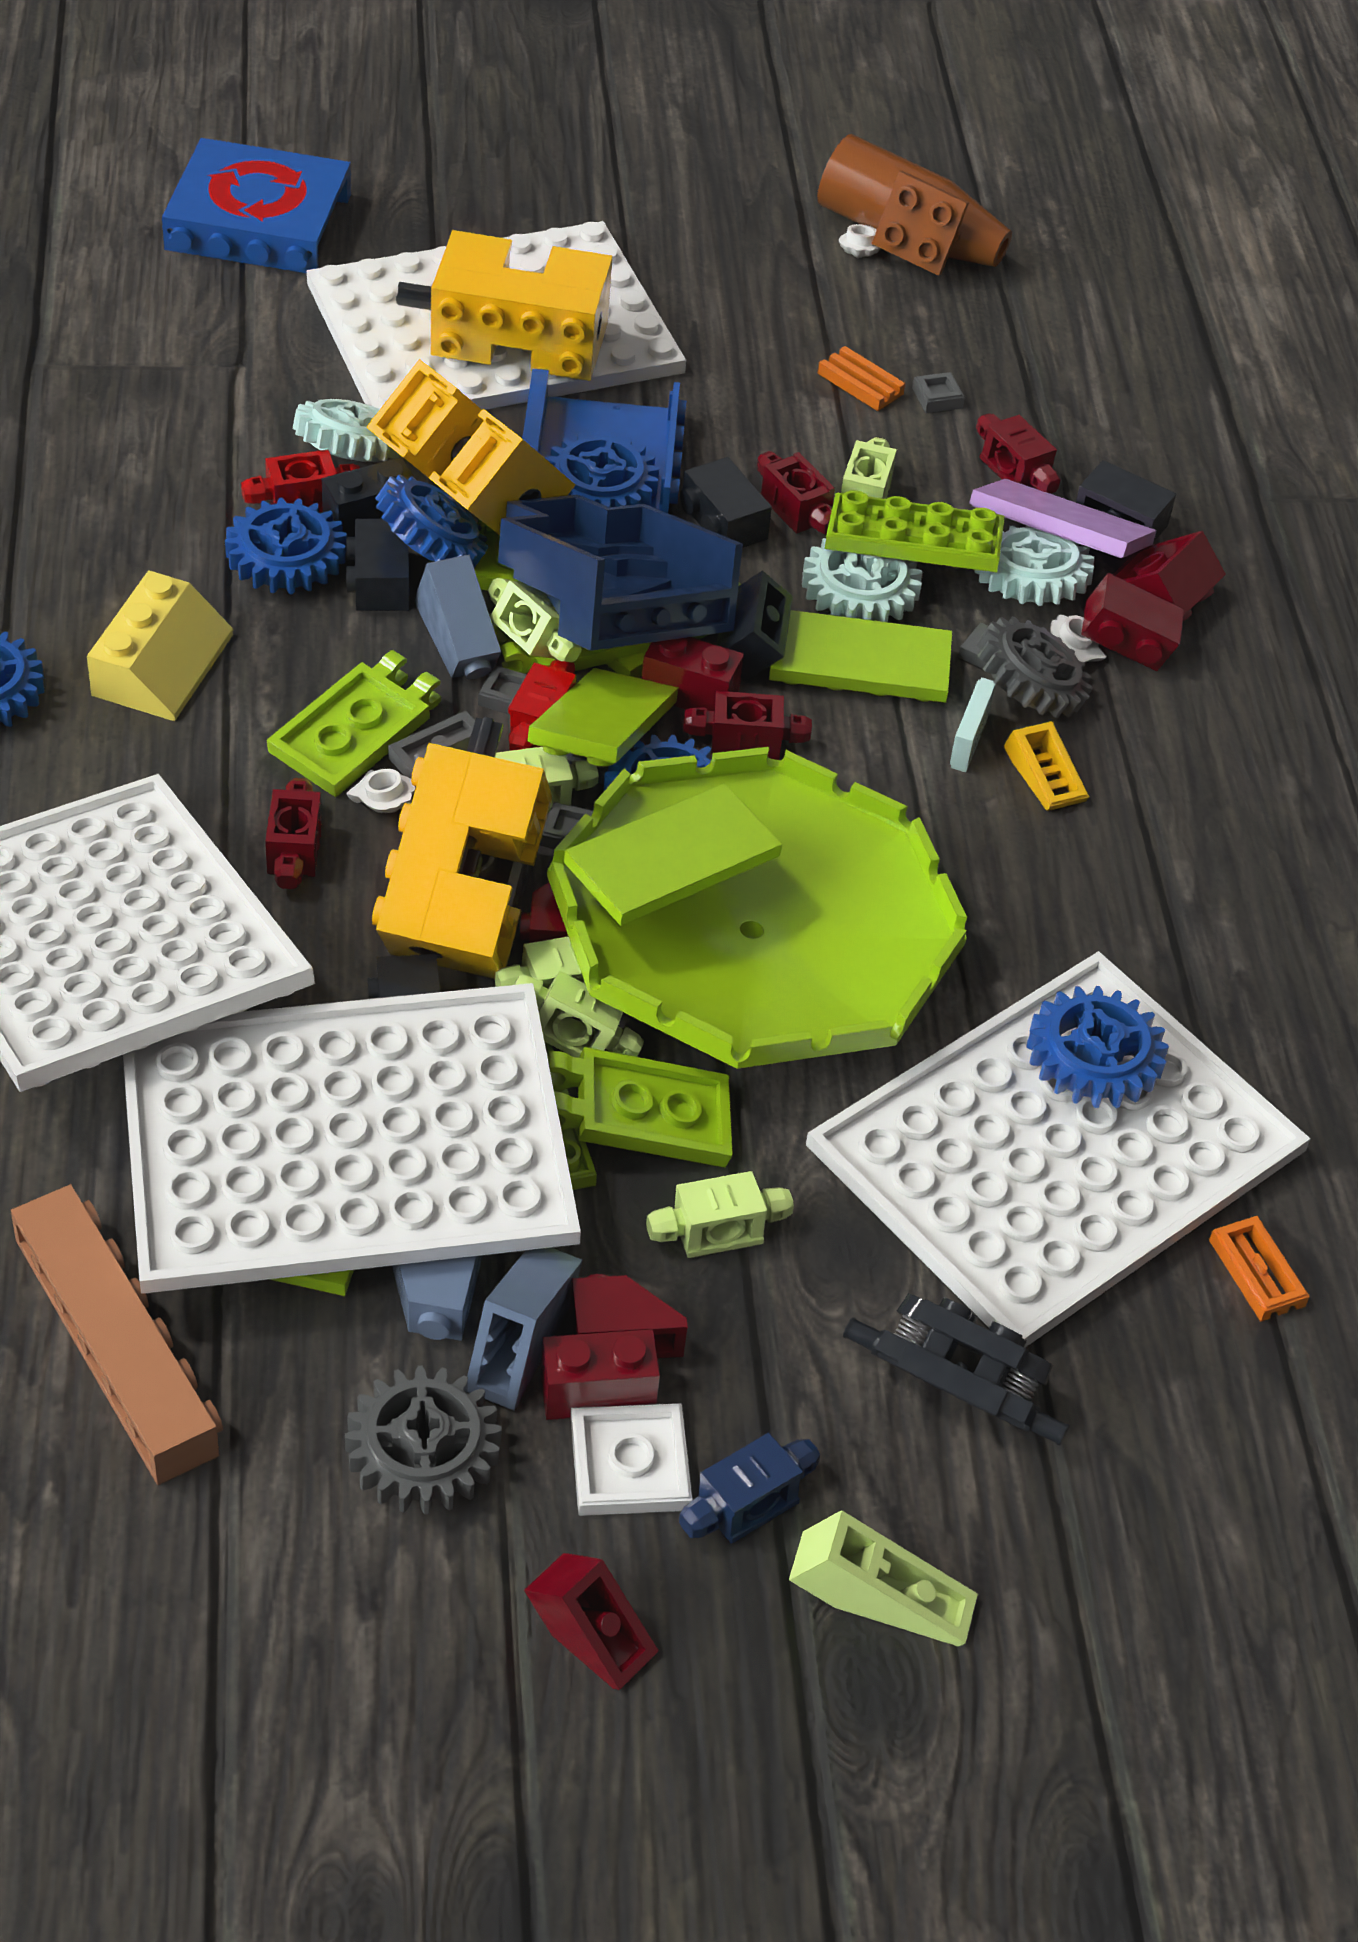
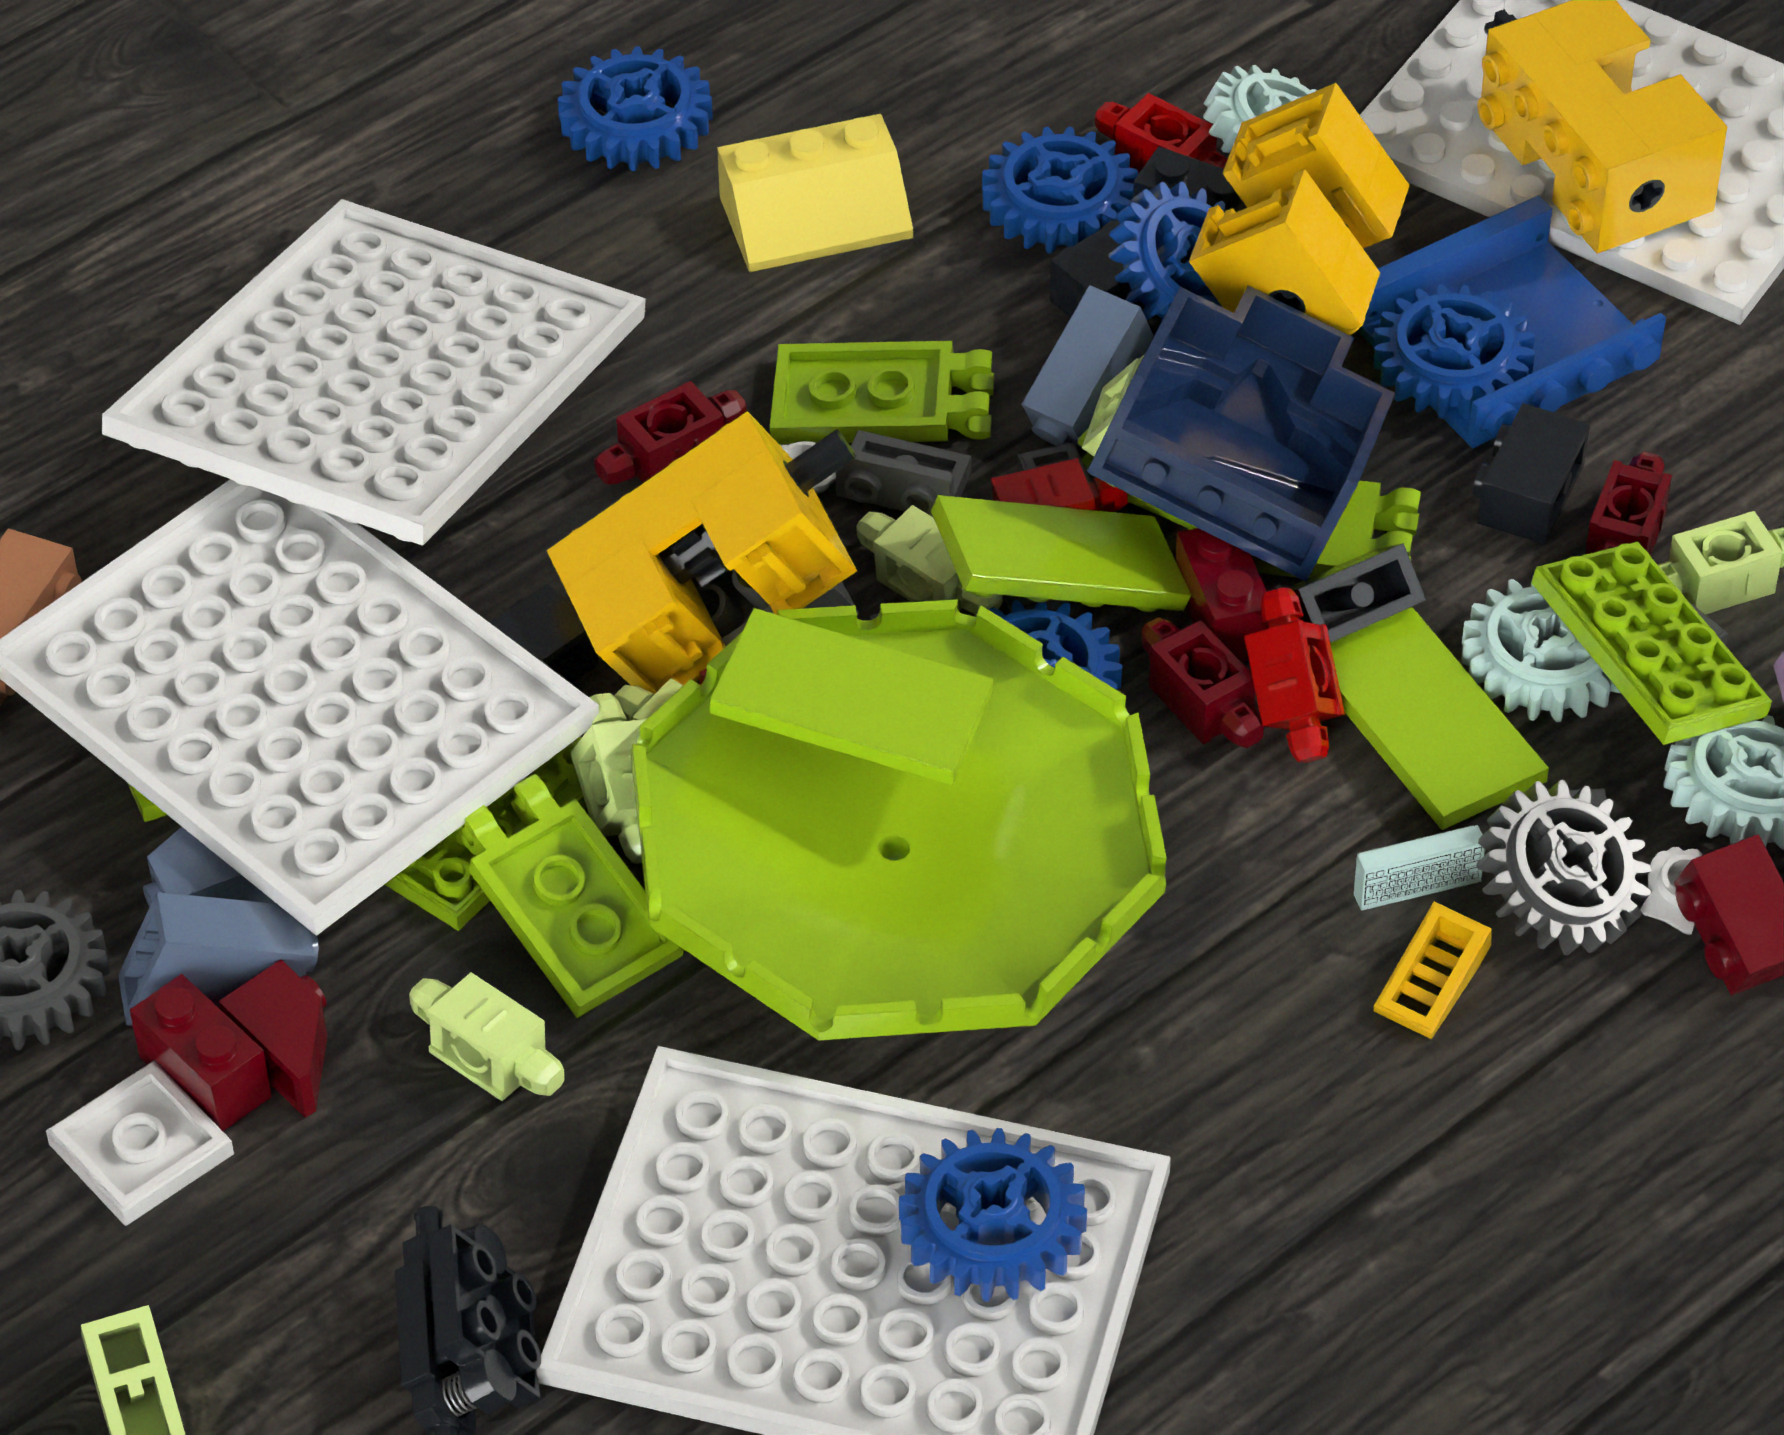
camera: 60 degrees right, 0 degrees up
(749, 1488) = (167, 1245): dark blue piece -> none
(798, 678) = (1294, 675): none -> red piece

